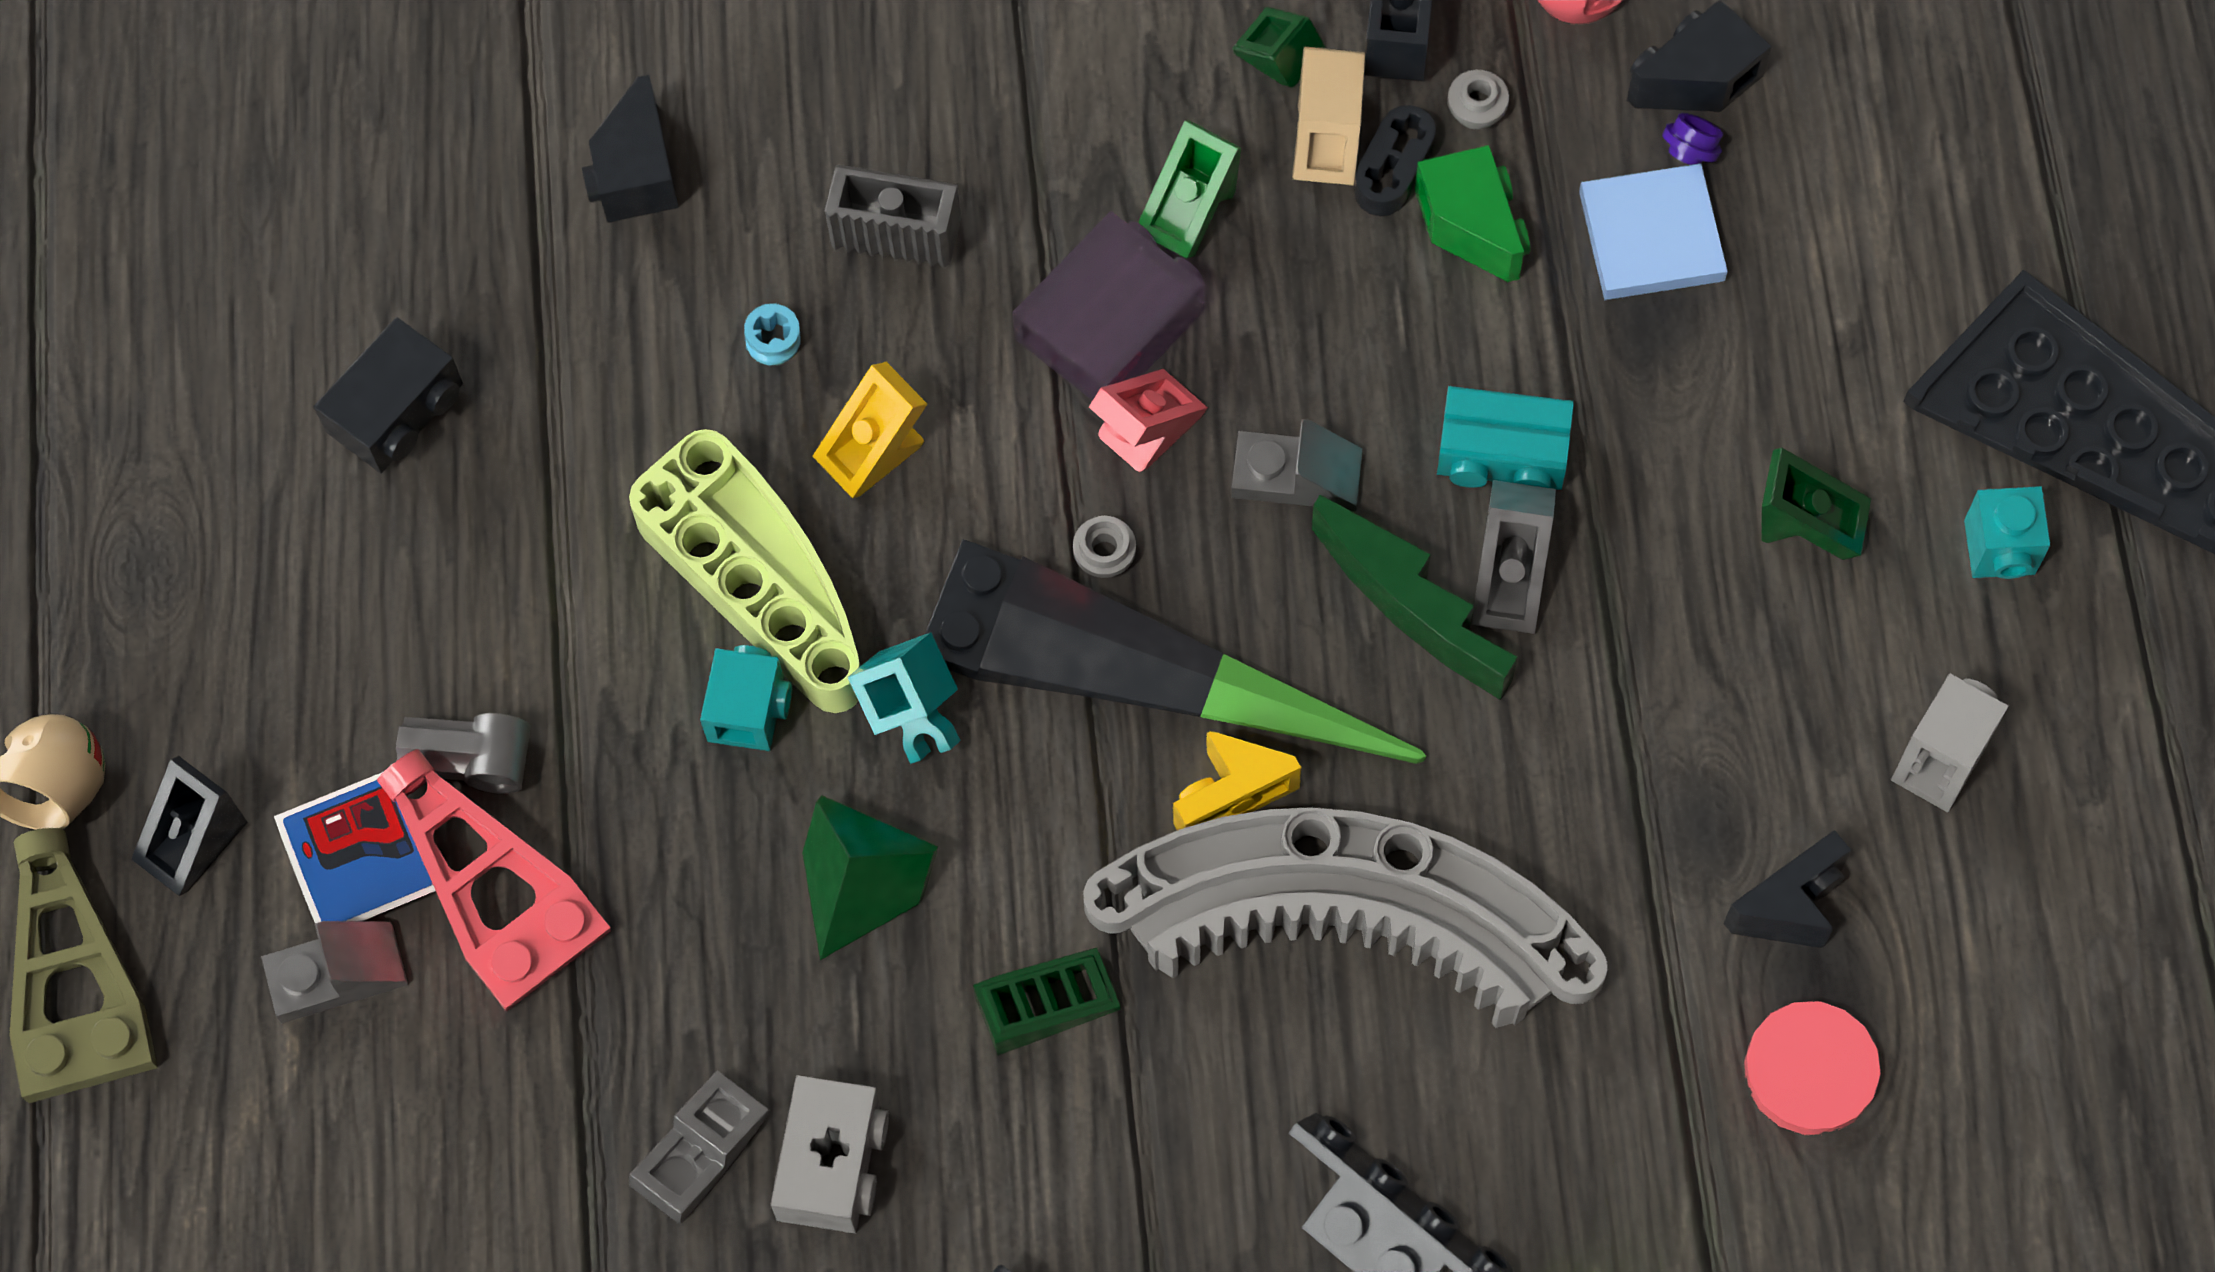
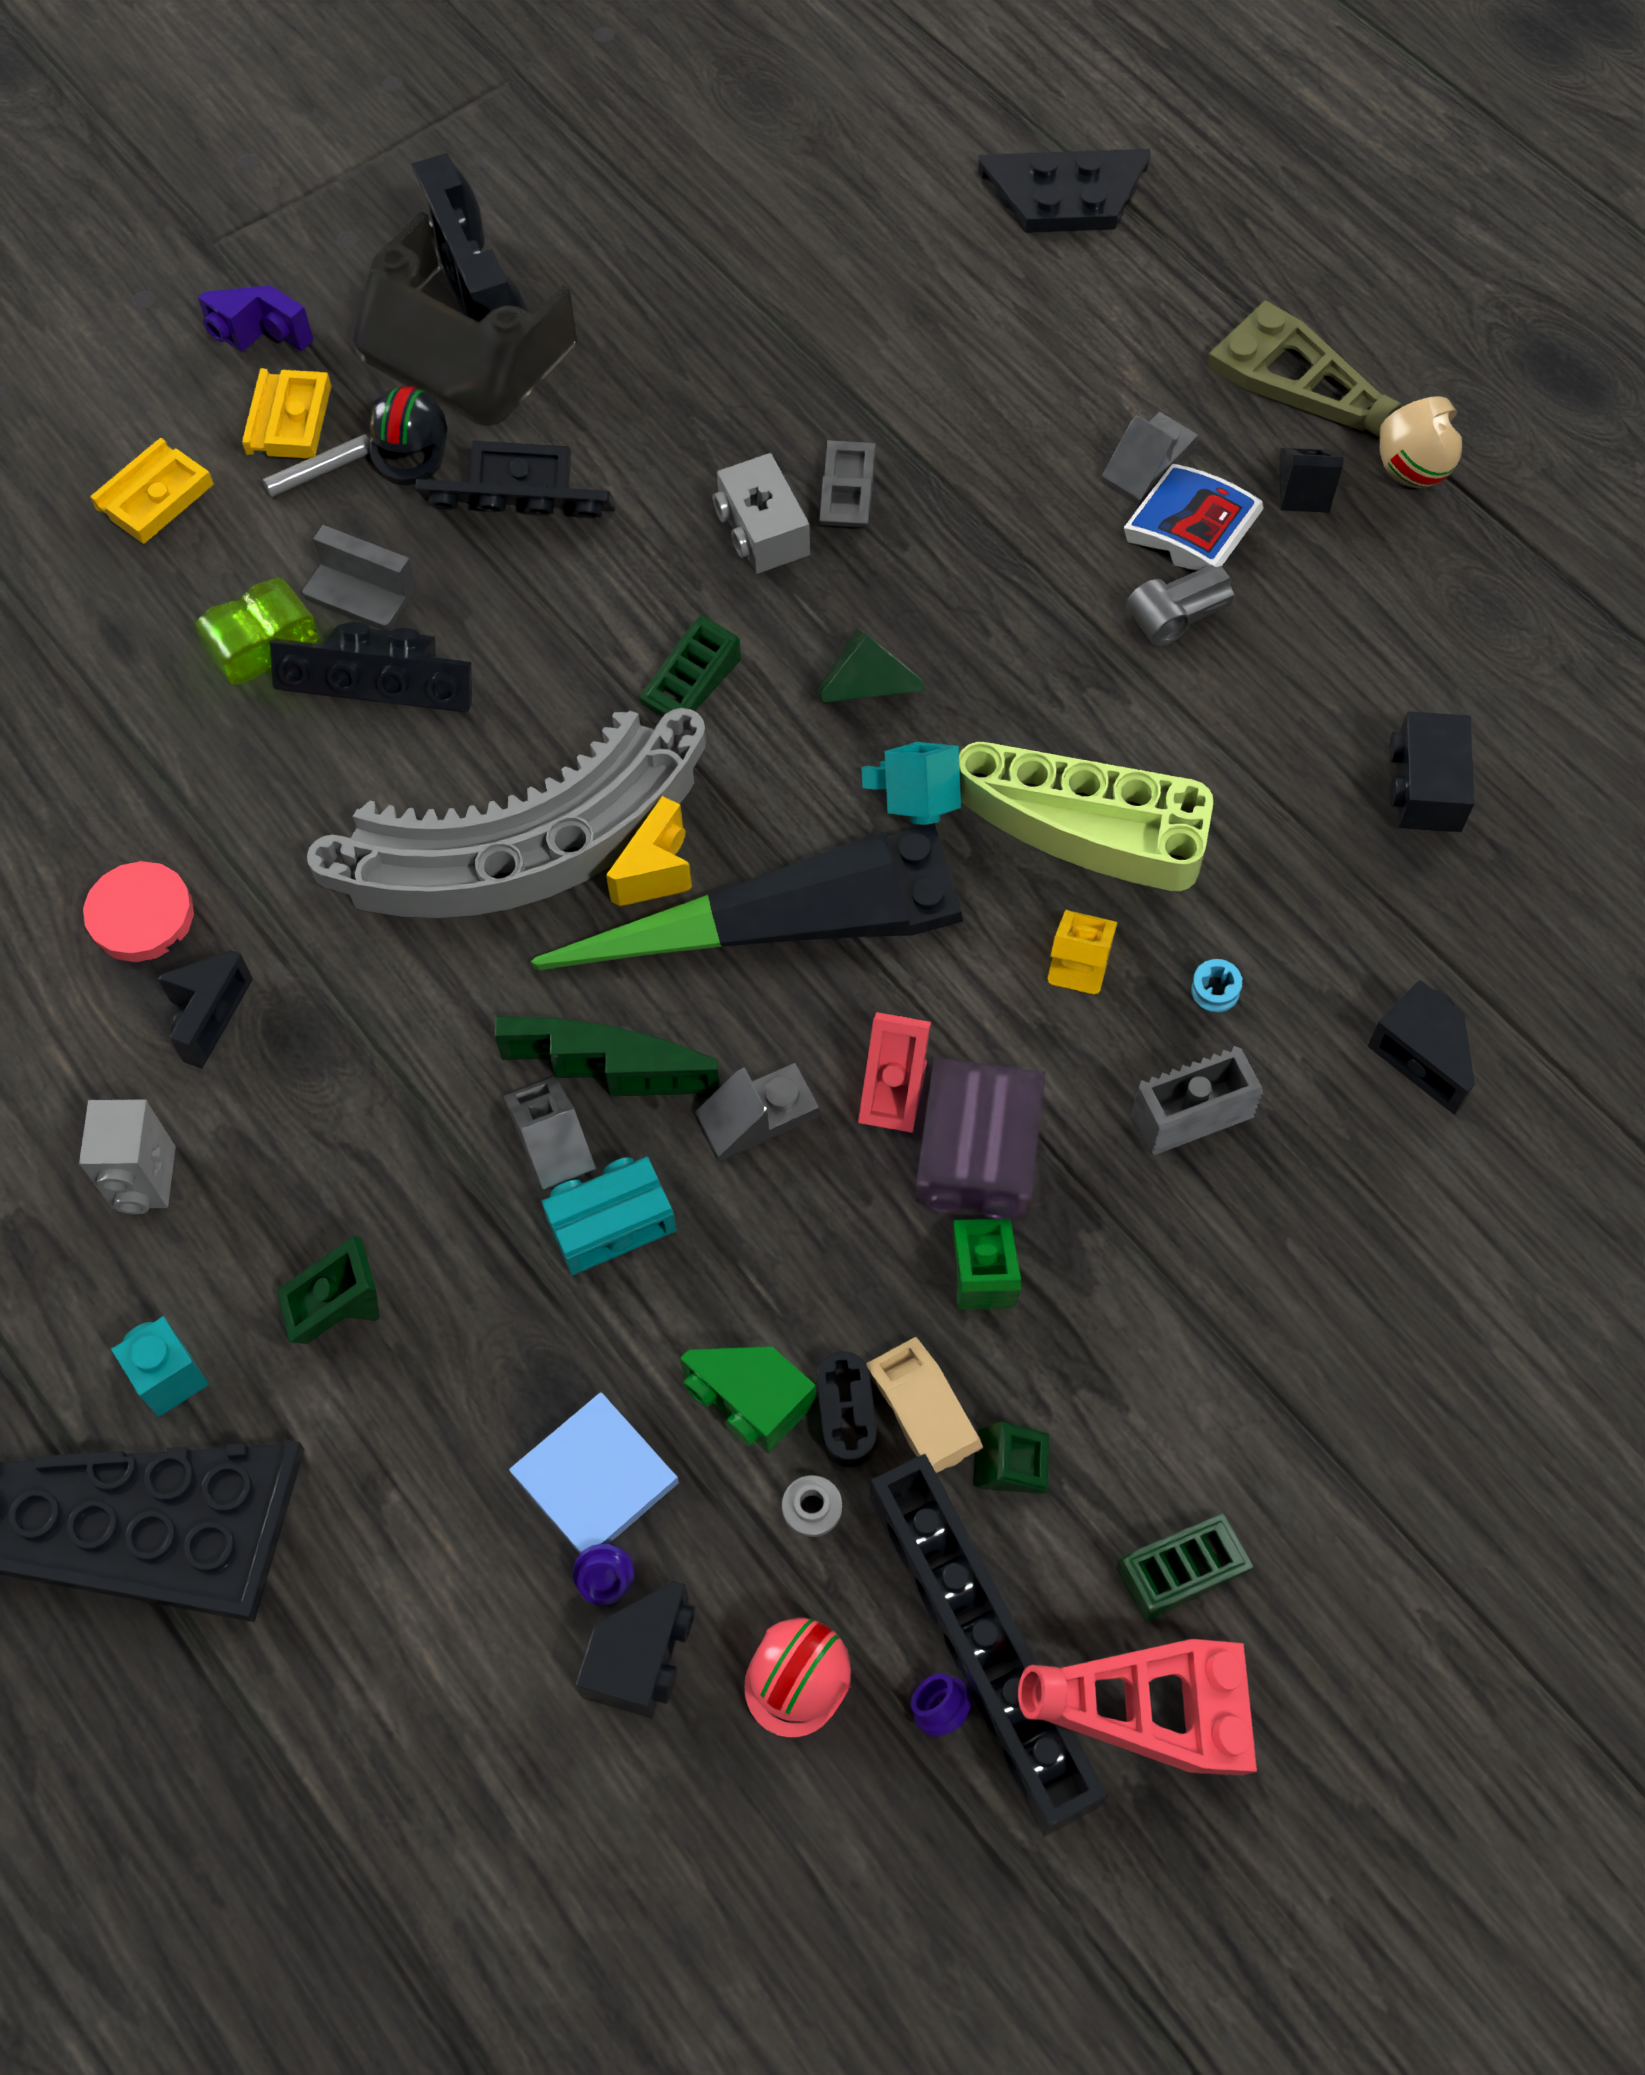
camera: 145 degrees right, 5 degrees down
(535, 943) = (1043, 522): coral plate -> none
(745, 698) = (1027, 721): teal brick -> none
(1104, 530) = (859, 959): light grey plate -> none

